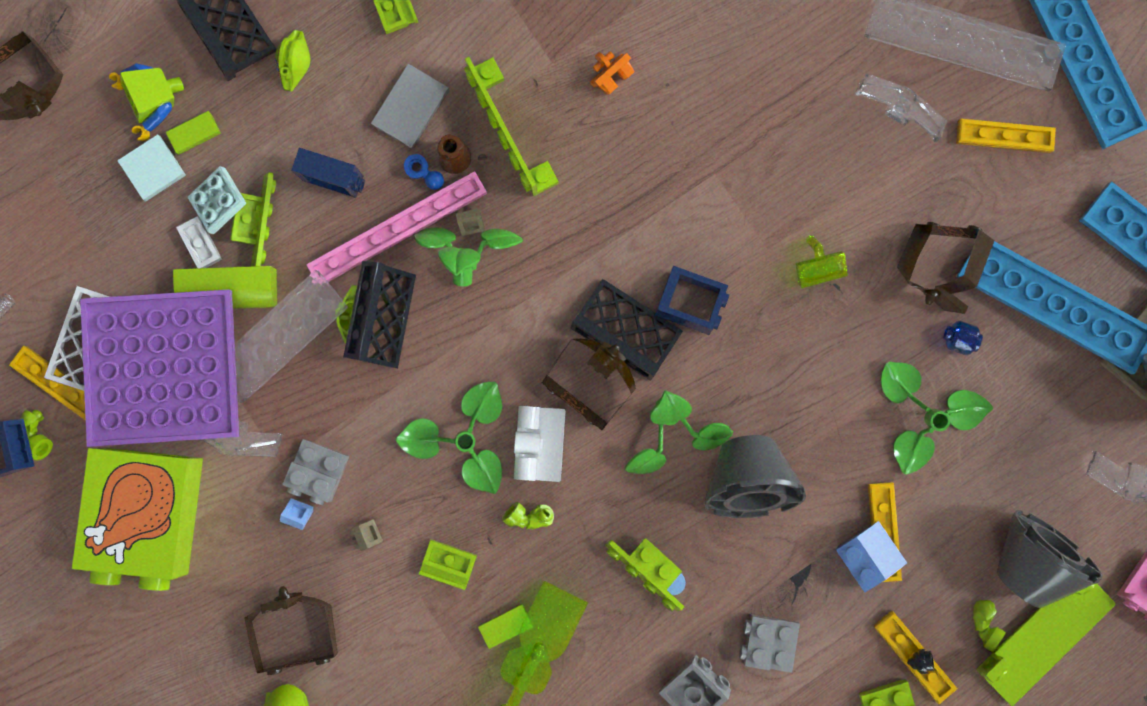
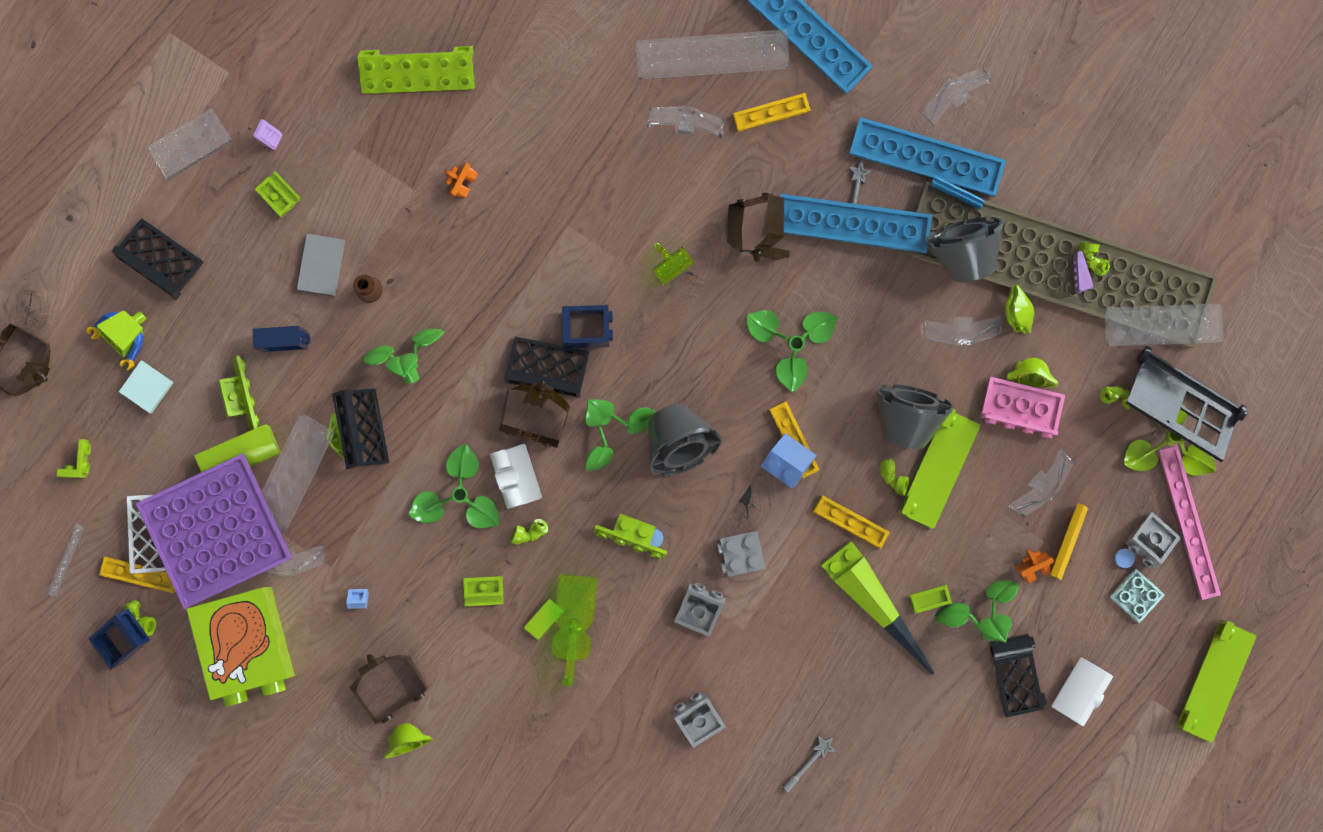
camera: 20 degrees left, 0 degrees up
(41, 230) = (83, 467): none -> lime bracket
(193, 132) = (166, 348): lime tile -> none
(199, 243) = (204, 428): white plate -> none
(216, 200) = (205, 391): light aqua tile -> none
(292, 59) = (218, 264): lime hat -> none
(315, 472) = (359, 562): light grey plate -> none
(366, 535) = (415, 593): dark tan tile -> none
(399, 227) = (349, 358): bright pink plate -> none
(433, 179) = (359, 312): blue plate -> none
(470, 221) = (399, 333): dark tan tile -> none
(484, 77) = (368, 220): lime bracket -> none
(922, 661) = (855, 522): black plate -> none
(963, 338) = (795, 275): clear blue head -> none
(1081, 251) = (859, 175): none -> light grey piece

